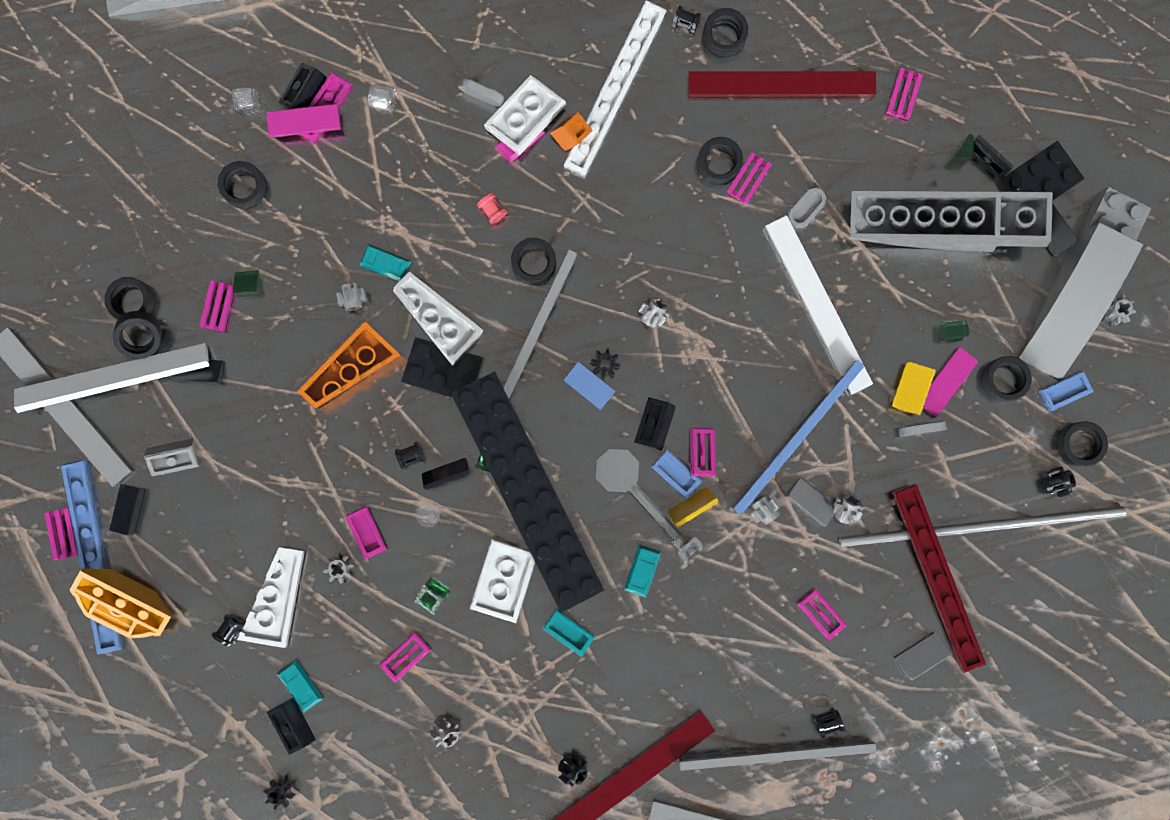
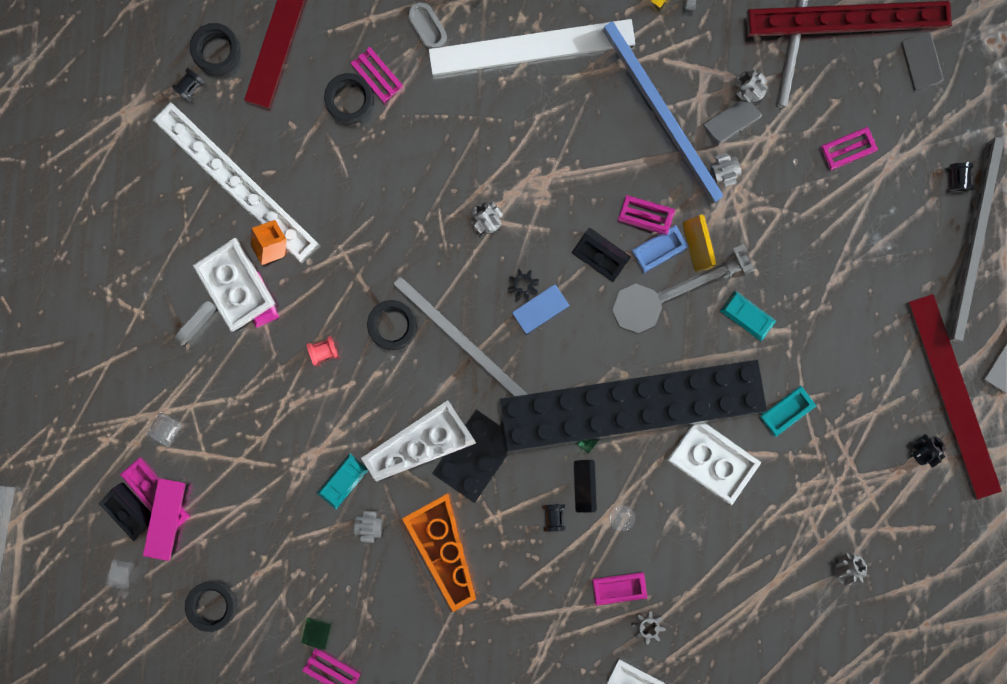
camera: 65 degrees left, 0 degrees up
(420, 643) = (751, 567): dark pink tile -> none
(431, 595) = (706, 540): clear green slope -> none

